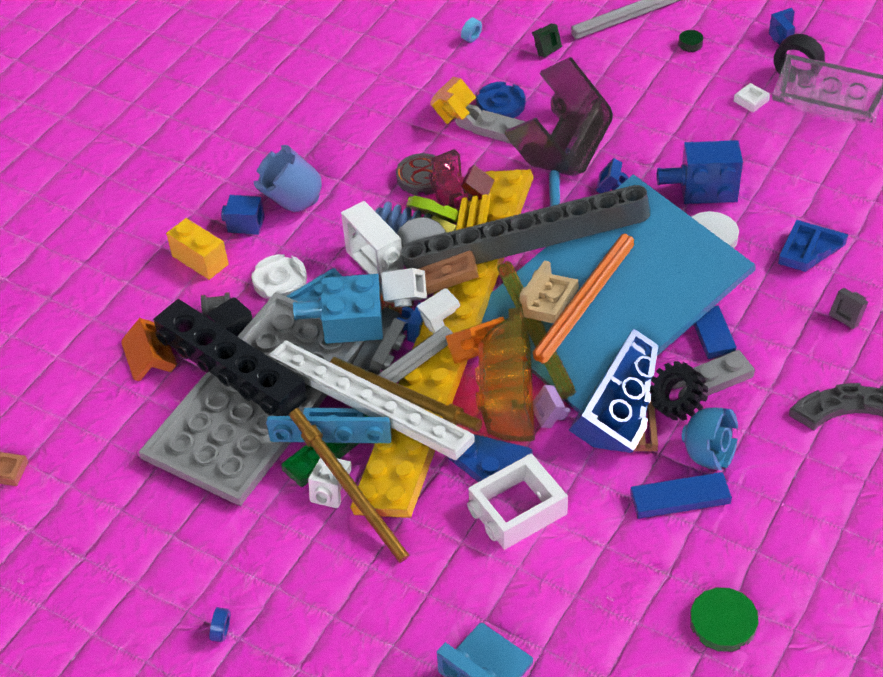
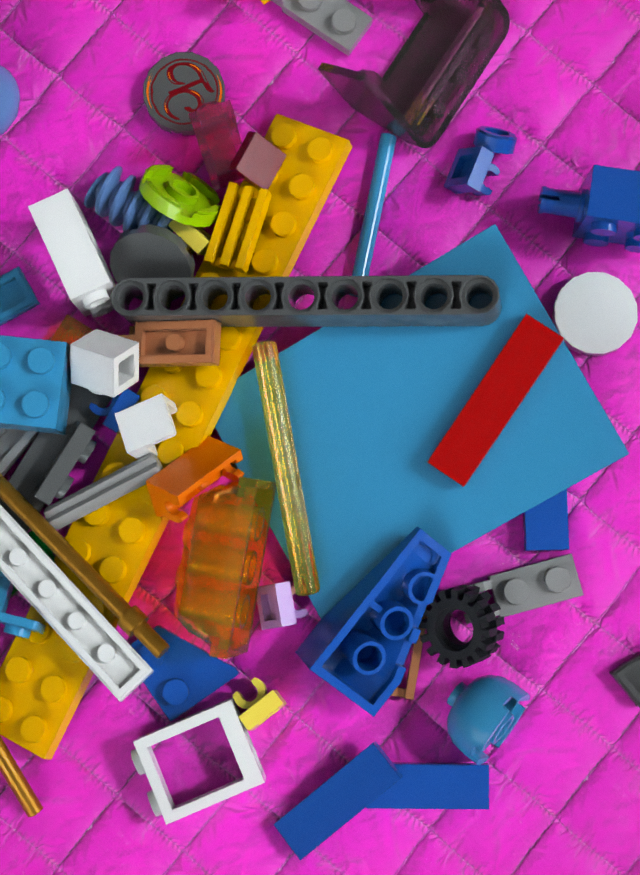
camera: 10 degrees right, 35 degrees up
(547, 294) = (312, 430): tan bracket -> none
(555, 460) = (261, 707): none -> light yellow tile
(583, 299) = (365, 446): orange axle -> none
(622, 507) = (338, 800): none -> blue tile
(626, 159) = (495, 139): none -> blue tile
(661, 257) = (495, 400): none -> red tile

